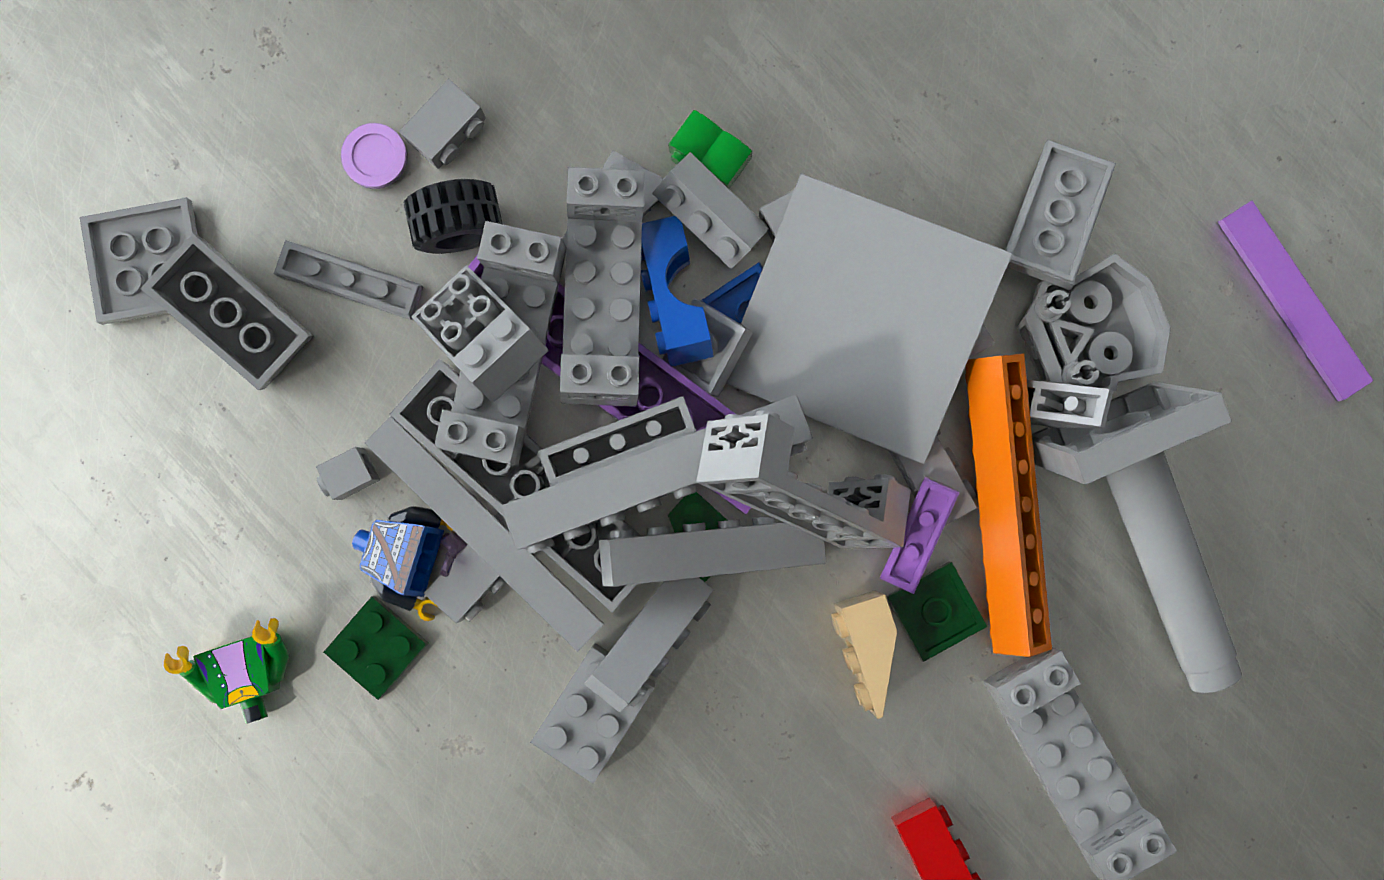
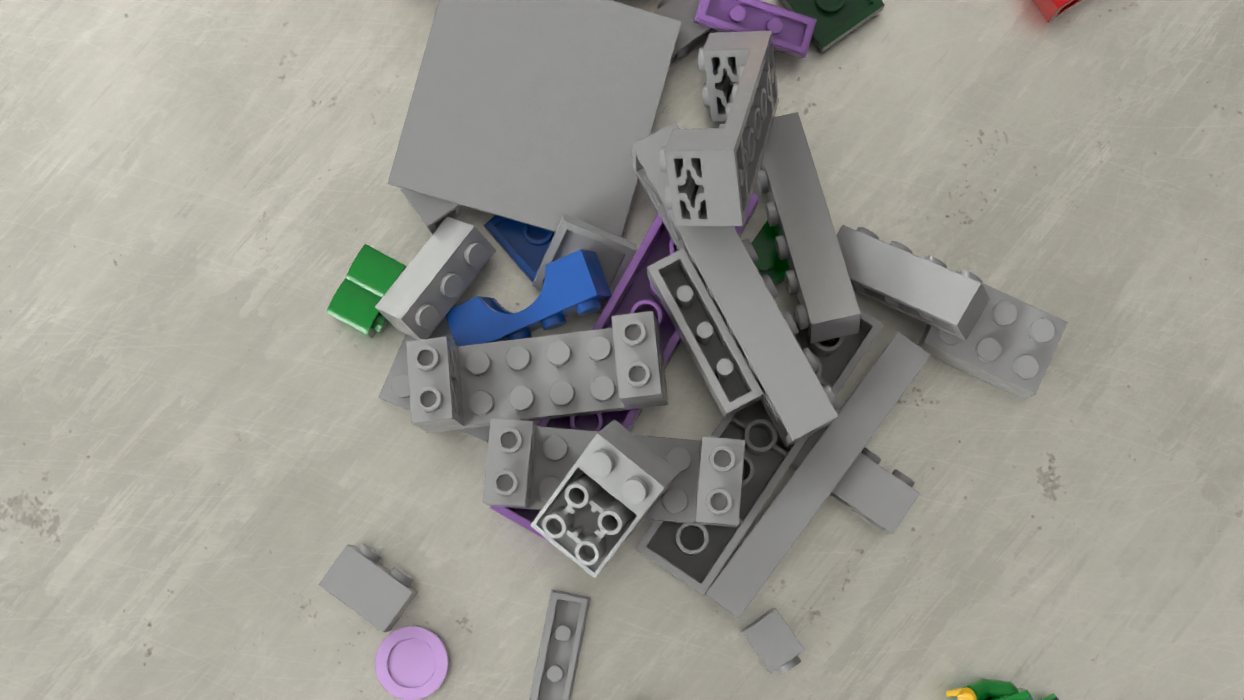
camera: 90 degrees left, 5 degrees down
(376, 647) = (958, 584): dark green plate -> none
(402, 556) = (854, 565): torso -> none
(451, 215) = (474, 555): black tyre -> none
(454, 545) = (835, 508): clear purple hand -> none
(870, 640) = (878, 57): tan slope -> none

